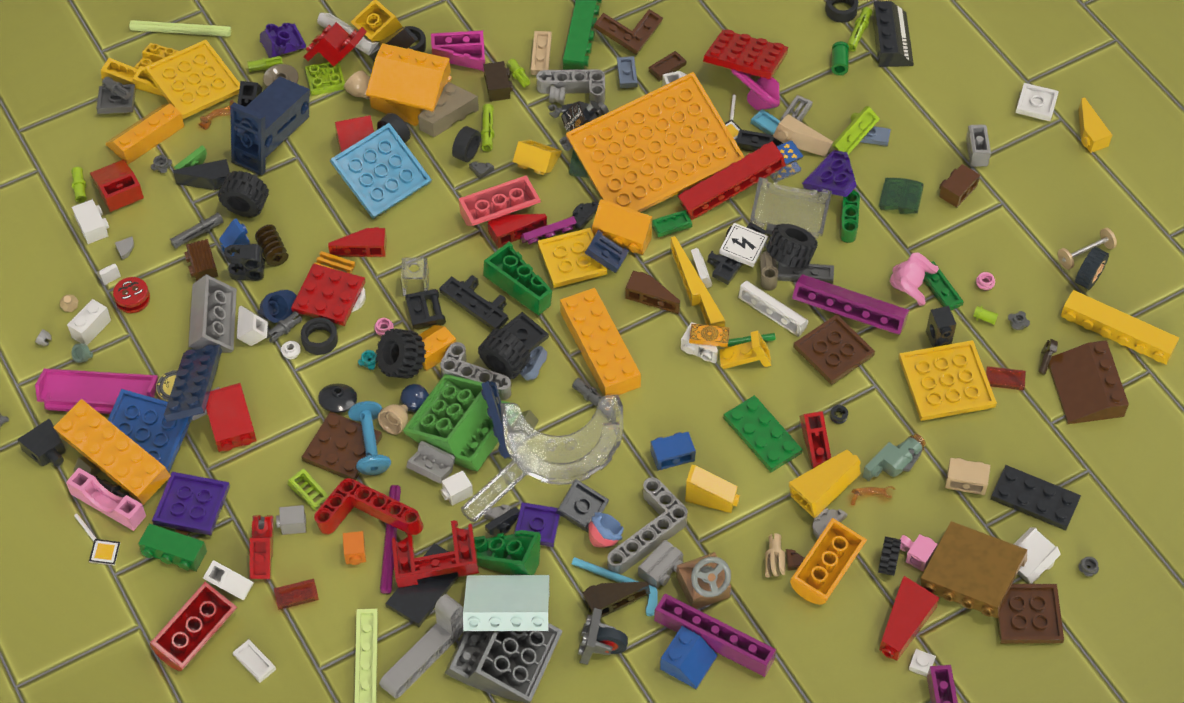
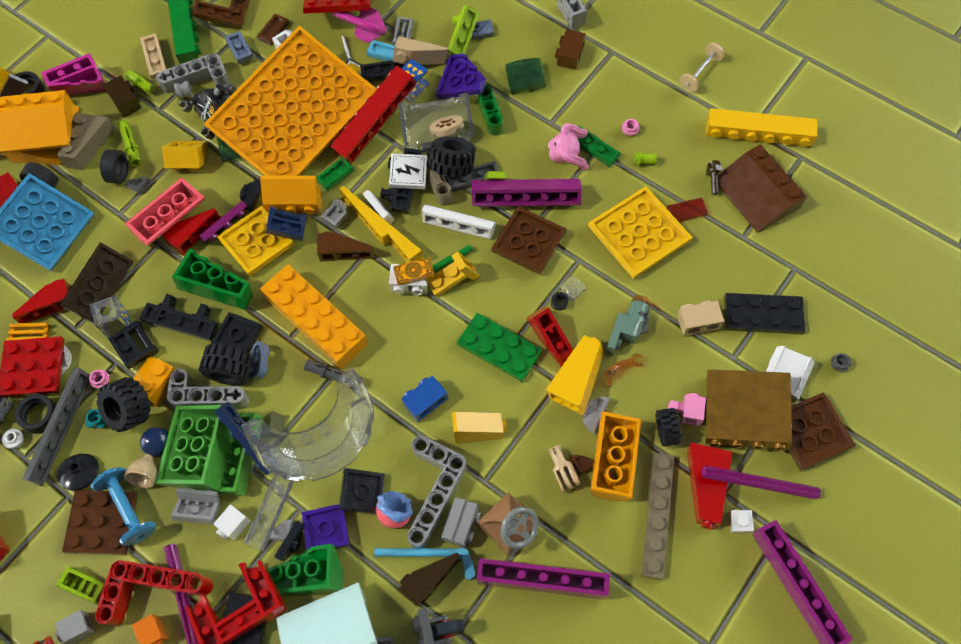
camera: 20 degrees left, 10 degrees up
(334, 353) = (57, 427): none -> dark grey plate
(413, 241) = (96, 281): none -> dark brown tile
(657, 260) = (335, 213): none -> light grey plate
(688, 658) = (527, 613): blue slope -> none
(799, 215) = (446, 126): none -> tan tile
(823, 276) = (495, 175): none -> lime tile
(845, 628) = (657, 516): none -> dark tan plate
(856, 407) = (572, 288): none -> clear plate
(941, 326) = (615, 185): black brick -> none
(955, 633) = (760, 482): none -> magenta axle
(1016, 324) = (674, 157): dark grey plate -> none
(1092, 268) = (717, 82): black wheel -> none

